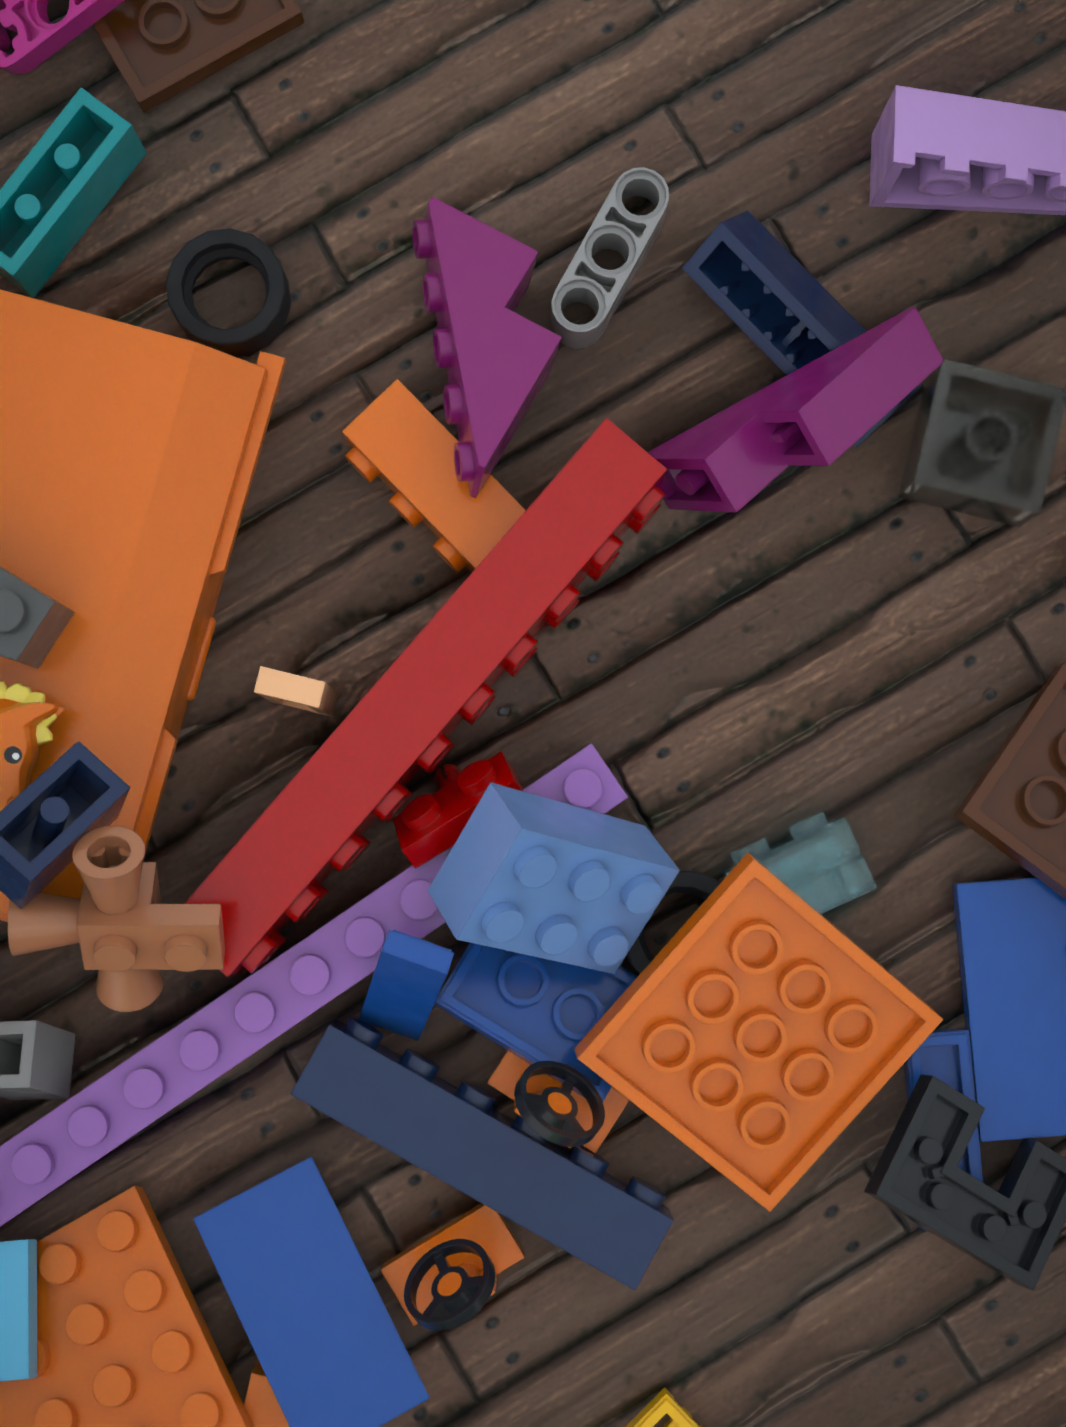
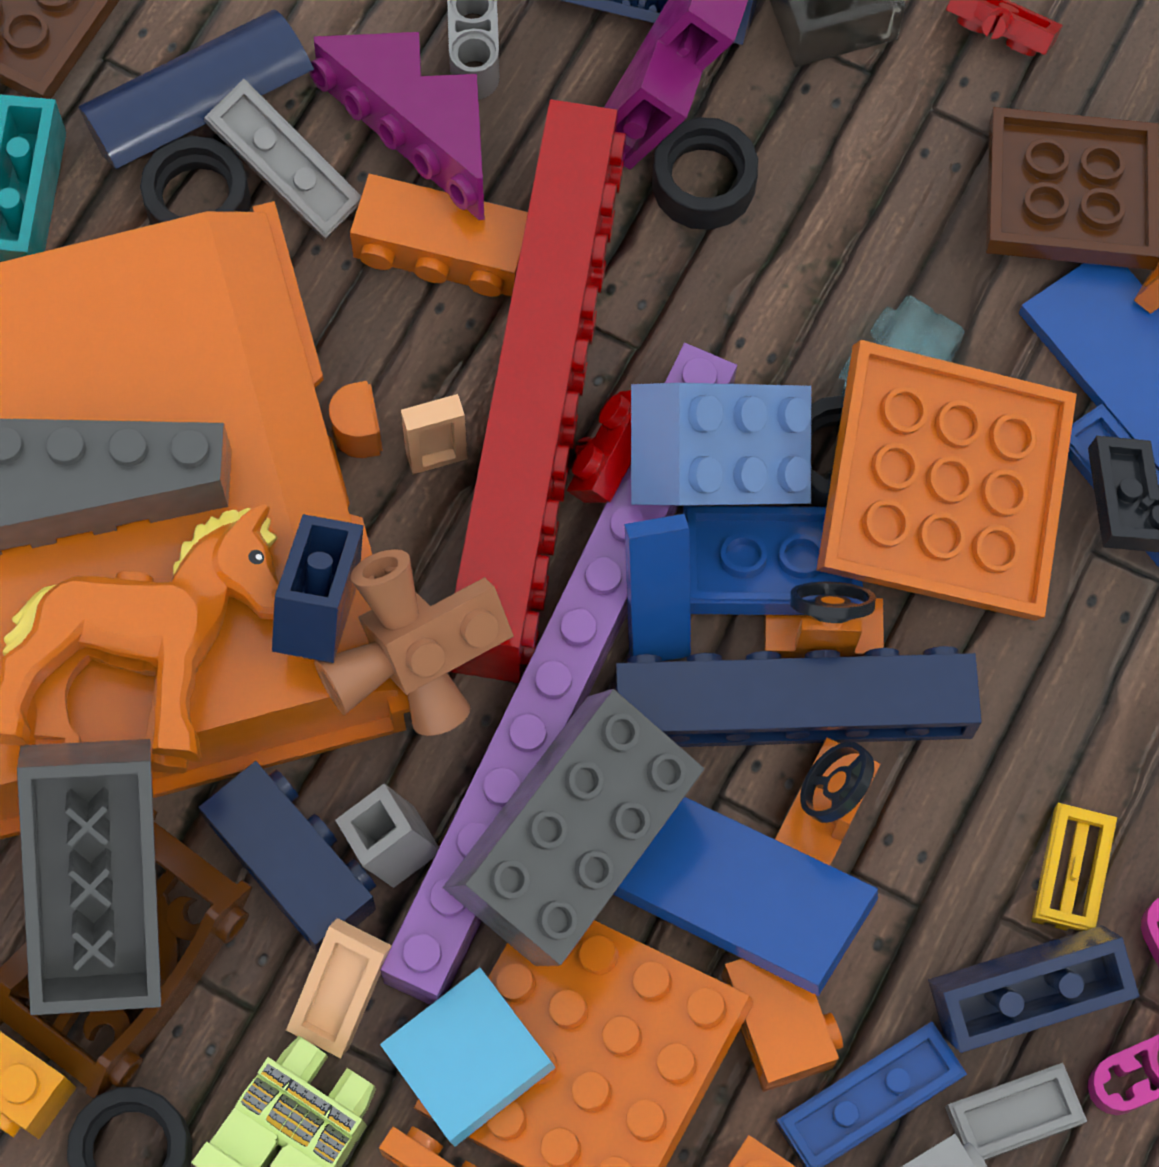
camera: 30 degrees left, 15 degrees down
(175, 1179) = (574, 828): none -> dark grey brick
(241, 624) = (355, 421): none -> orange brick
(286, 184) = (184, 90): none -> dark blue brick
(328, 310) = (283, 159): none -> light grey tile
(741, 610) = (709, 135): none -> black tyre

